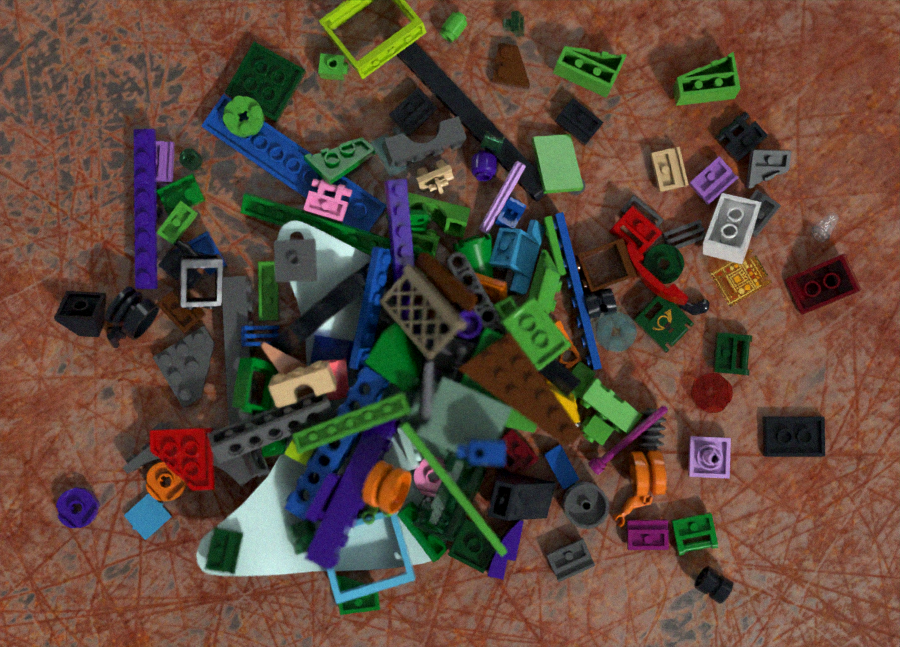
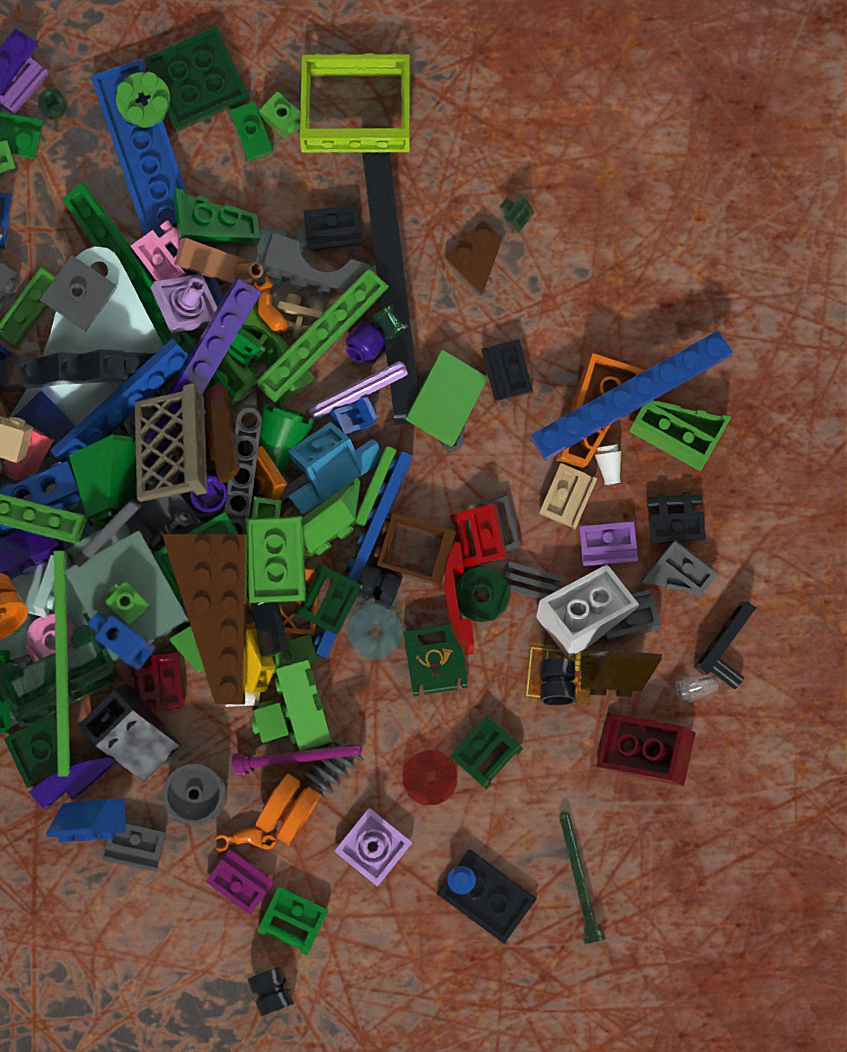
camera: 40 degrees right, 5 degrees down
(321, 90) = (251, 131): none -> green plate
(362, 219) = (184, 302): none -> lavender plate
(363, 182) = (215, 263): none -> nougat piece
(414, 189) = (266, 310): none -> orange arm
(453, 26) = (446, 167): bright green brick -> none
(458, 179) = (321, 335): none -> bright green tile
(470, 426) = (126, 602): none -> bright green brick
(536, 567) = (89, 820): none -> blue slope
(561, 466) = (201, 735): blue slope -> none
(586, 332) = (336, 602): none -> dark green plate
(589, 69) = (560, 321): bright green wedge -> none
(648, 105) = (597, 378): none -> orange wedge
(667, 81) = (631, 395): none -> blue plate
(678, 132) = (609, 462): none -> white cone
(697, 308) = (484, 672): black arm -> none
(747, 282) = (557, 684): none -> black wheel
(775, 438) = (461, 880): none -> blue plate
(779, 251) = (617, 672): none -> dark brown slope
(821, 188) = (711, 658): none -> black piece
(871, 412) = (592, 931): none -> clear green piece

